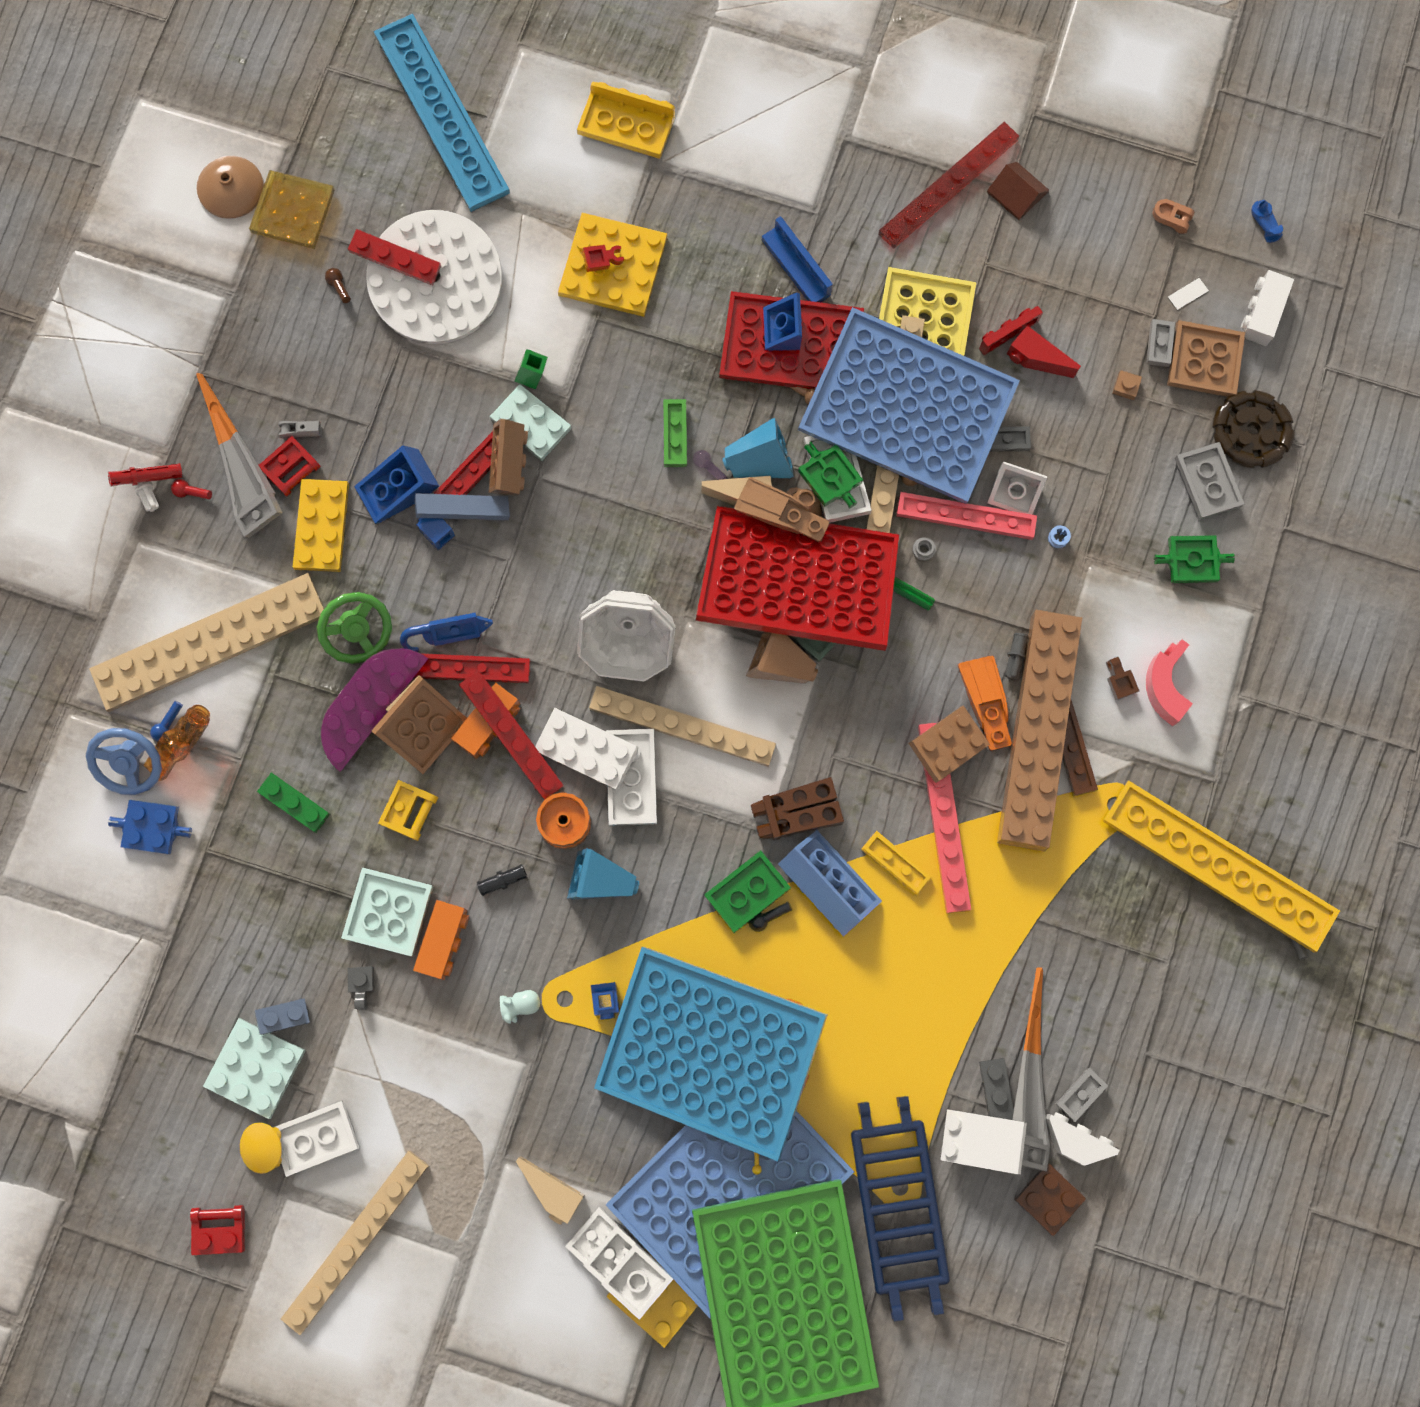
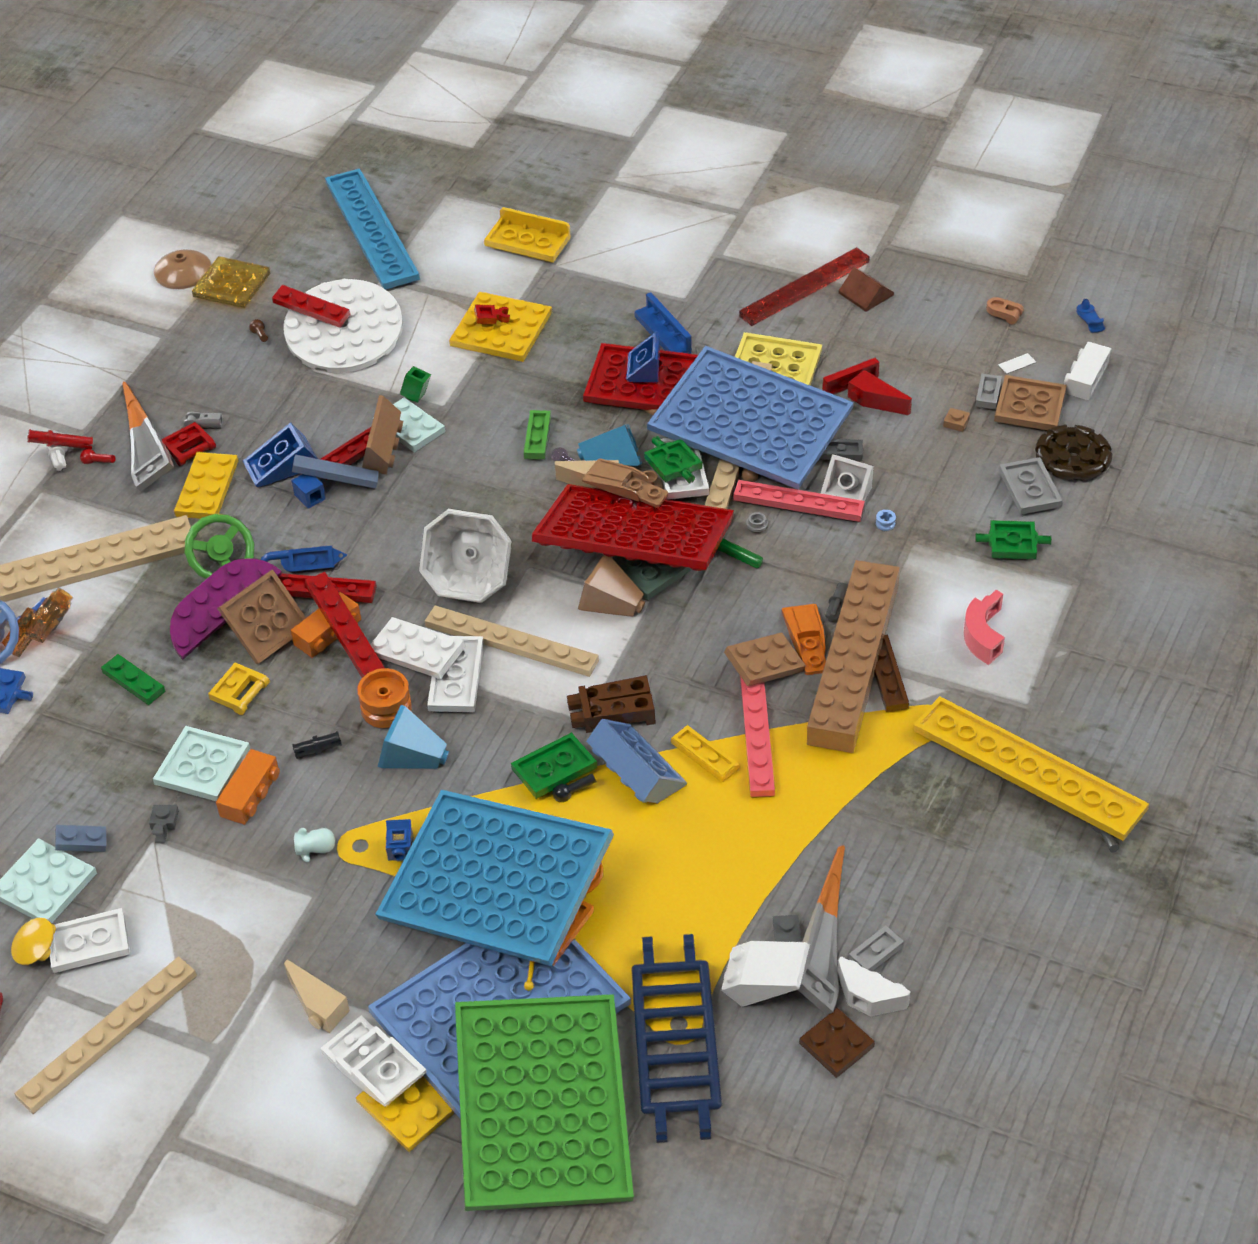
camera: 10 degrees right, 30 degrees down
(1121, 683) = (938, 625): reddish brown plate -> none

